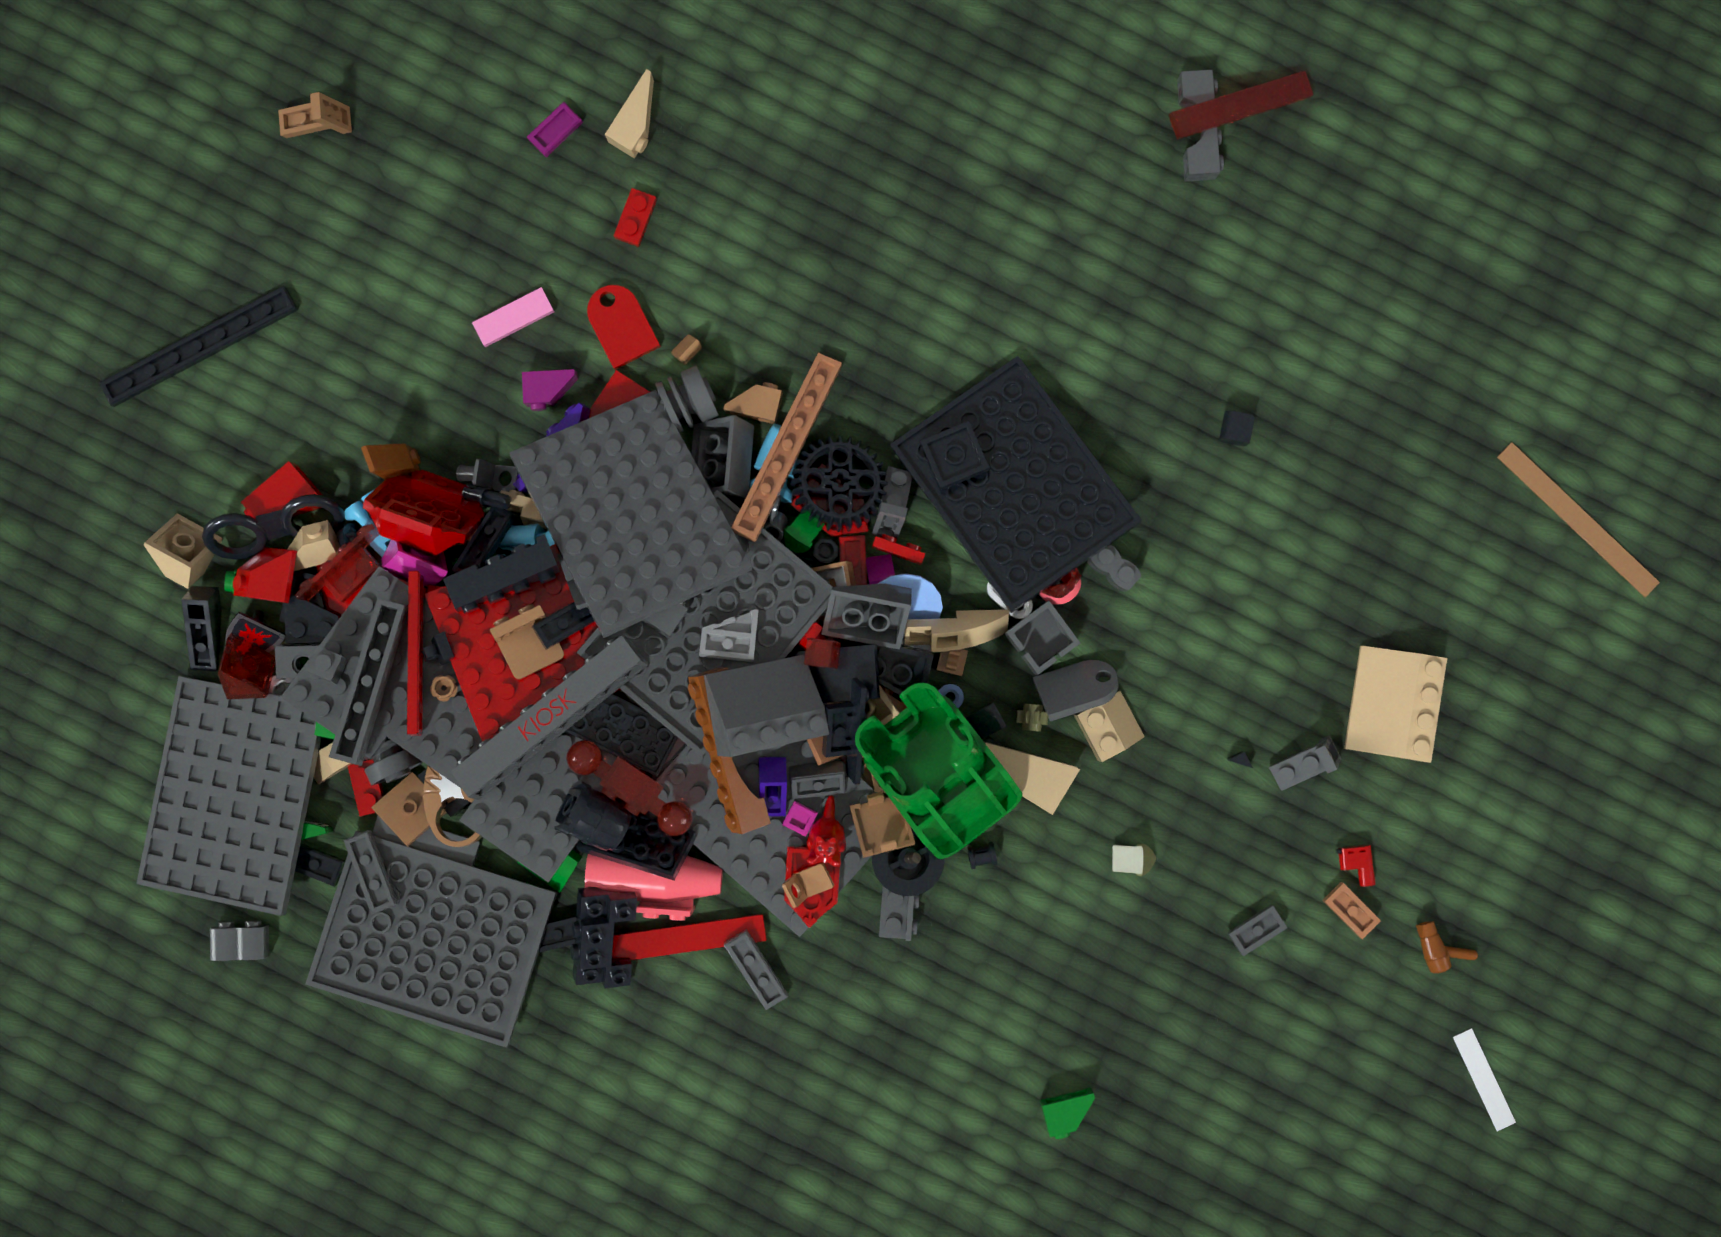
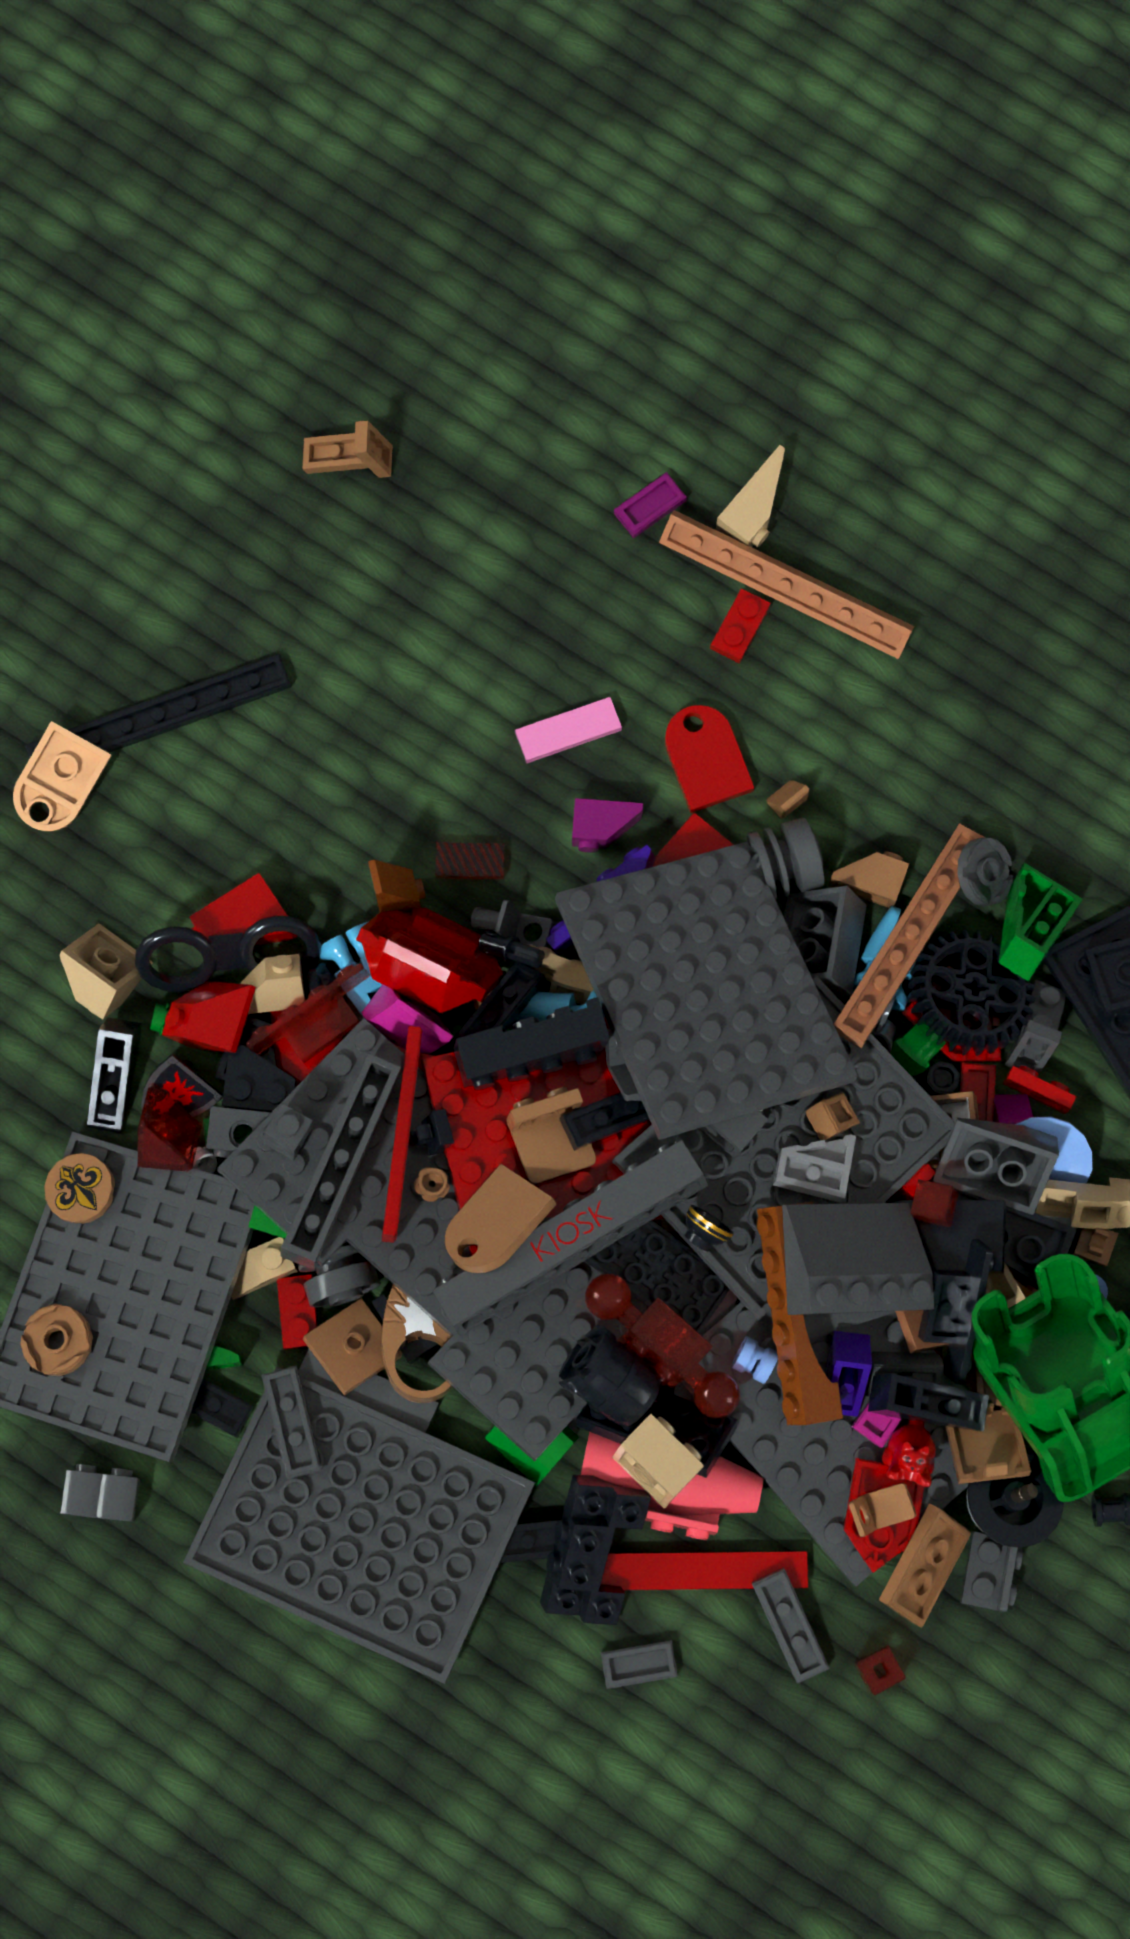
camera: 10 degrees right, 10 degrees down
(127, 402) = (59, 775): none -> light nougat tile
(188, 719) = (79, 1188): none -> medium nougat tile
(201, 839) = (76, 1340): none -> medium nougat tile
(451, 429) = (469, 860): none -> tile
(491, 713) = (496, 1221): none -> medium nougat tile
(636, 873) = (658, 1459): none -> tan slope
(650, 697) = (705, 1229): none -> black piece
(650, 1011) = (639, 1664): none -> dark grey tile
(665, 180) = (786, 584): none -> nougat plate
(702, 786) = (747, 1356): none -> light blue wheel
(739, 596) = (832, 1116): none -> medium nougat slope
(823, 1004) = (893, 1671): none -> clear red piece
(834, 802) = (927, 1402): none -> black slope
(840, 388) = (985, 871): none -> dark grey tile
(848, 916) = (925, 1565): none -> medium nougat tile
(880, 423) = (1034, 920): none -> green wedge

